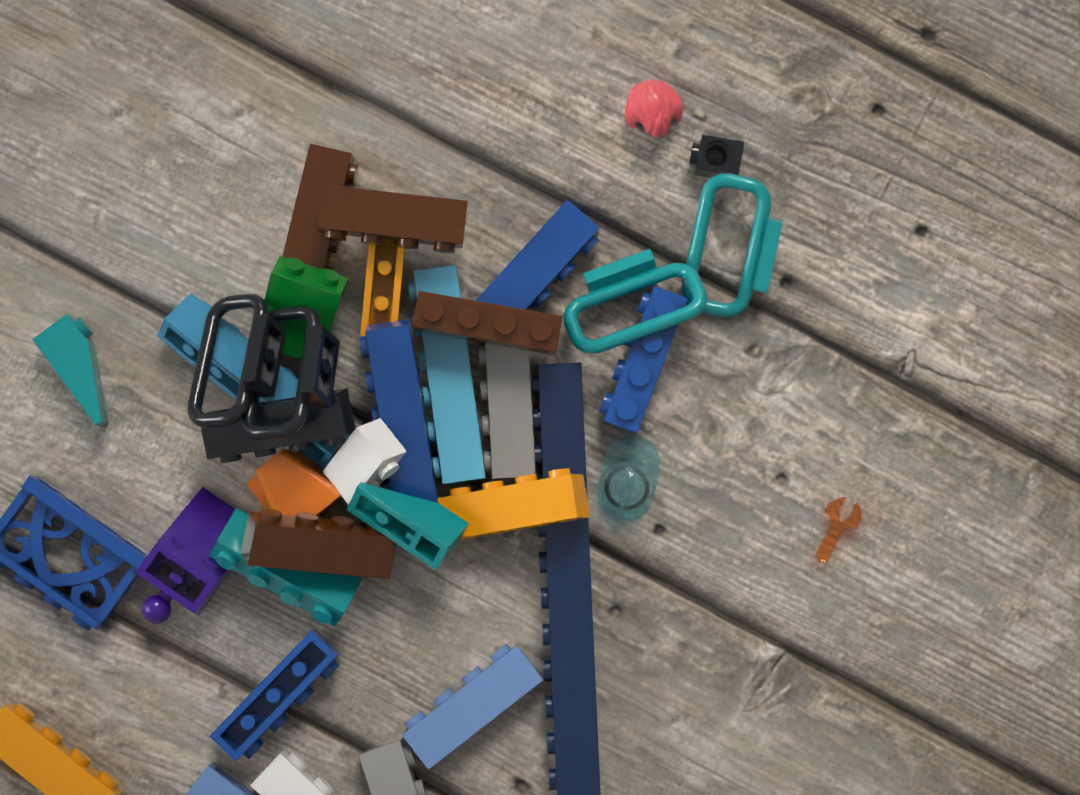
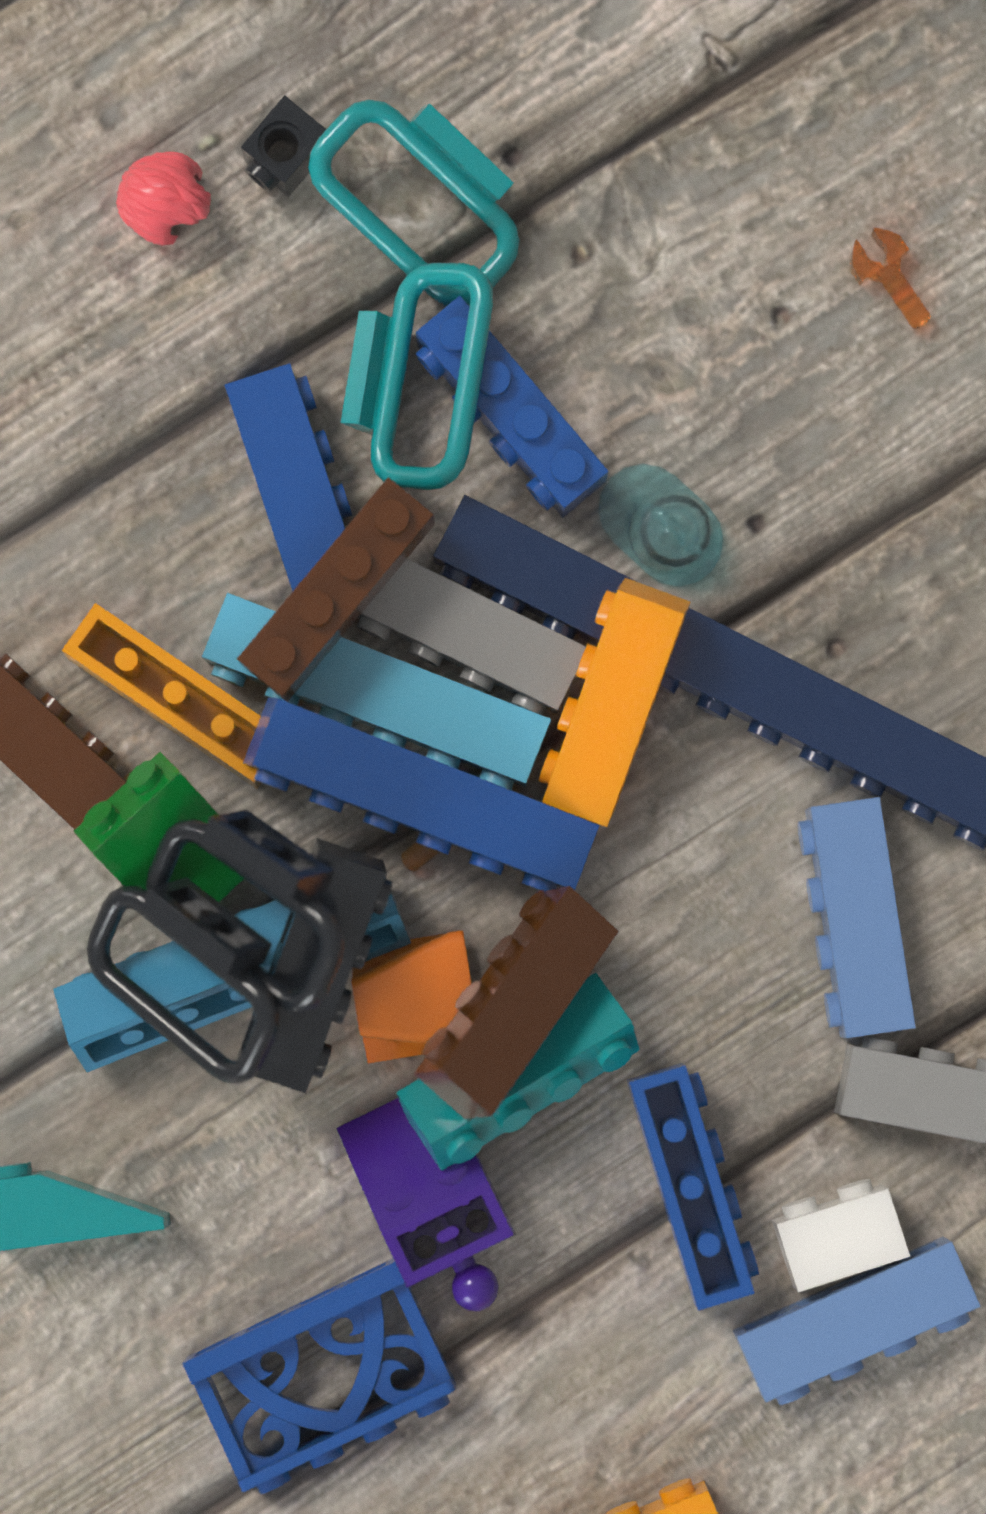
camera: 60 degrees left, 0 degrees up
(365, 457) = (436, 871): white brick -> none
(392, 217) = (111, 638): reddish brown brick -> none
(411, 522) = (556, 855): teal slope -> none

